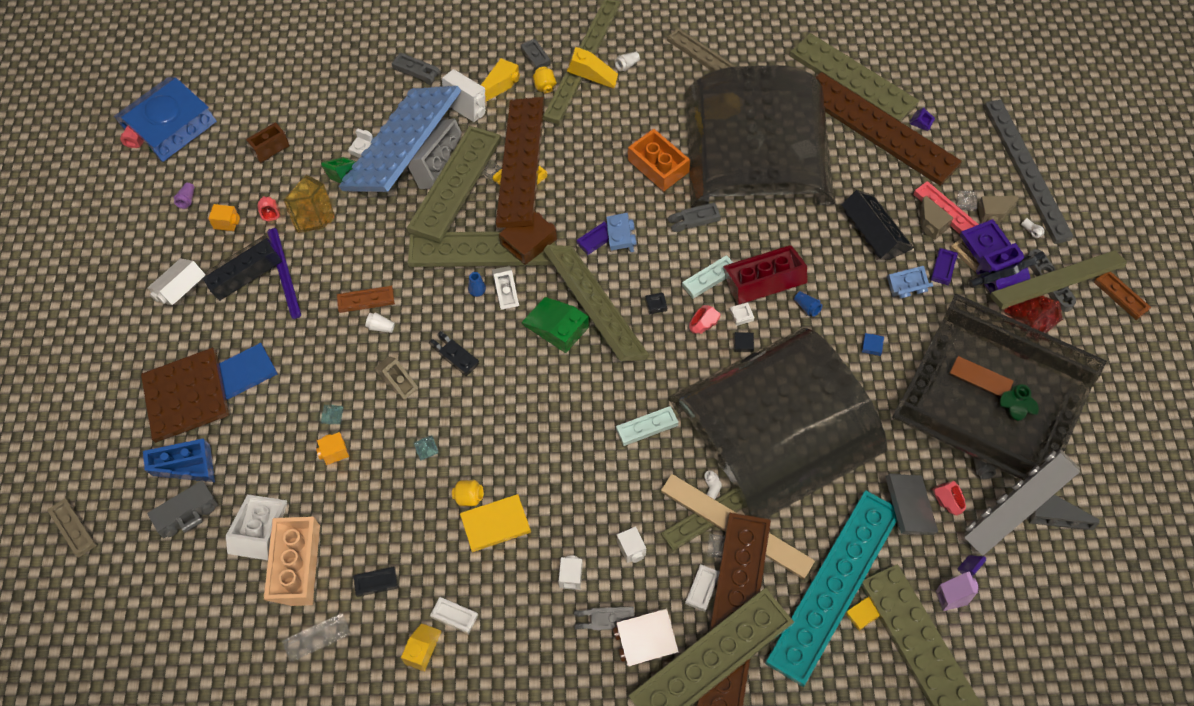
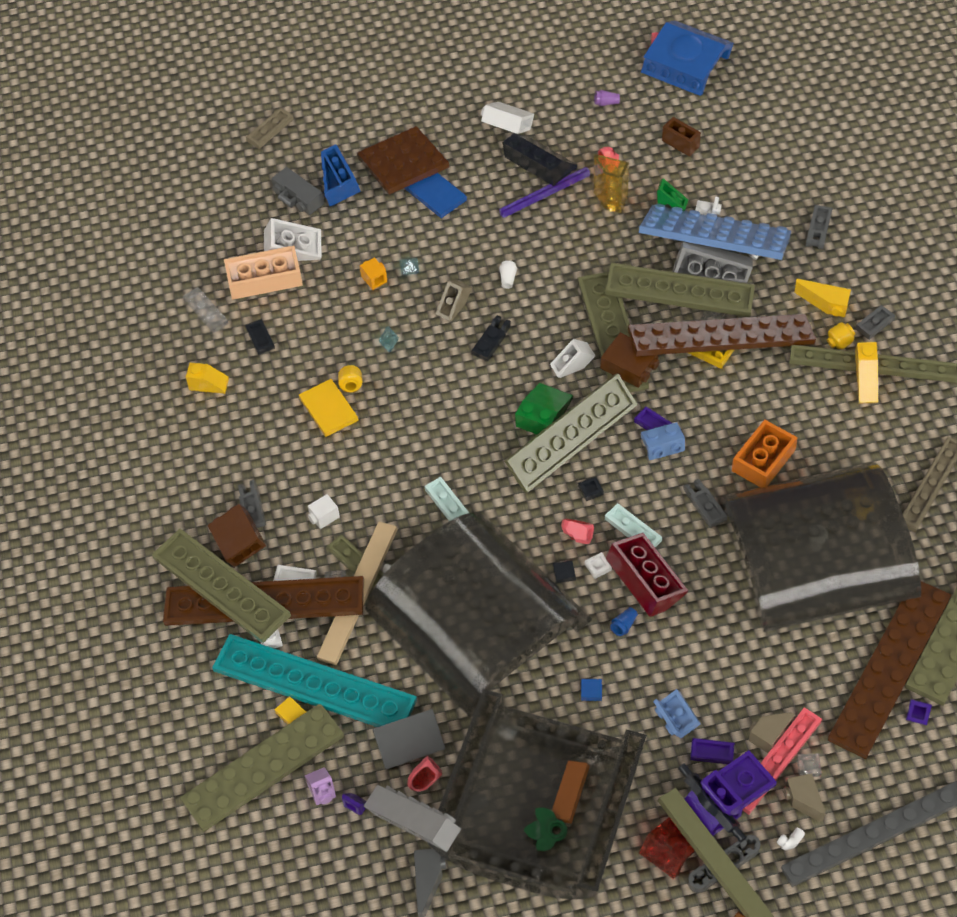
camera: 80 degrees right, 5 degrees down
(224, 217) = (587, 130): light orange brick -> none
(365, 299) = (533, 259): dark orange tile -> none
(454, 615) = (239, 398): white tile -> none
(471, 98) = (788, 269): white brick -> none
(476, 285) = (567, 334): blue cone -> none
(570, 572) = (289, 470): white brick -> none
(625, 61) = (896, 404): white cone -> none
(876, 225) = (745, 675): black slope -> none

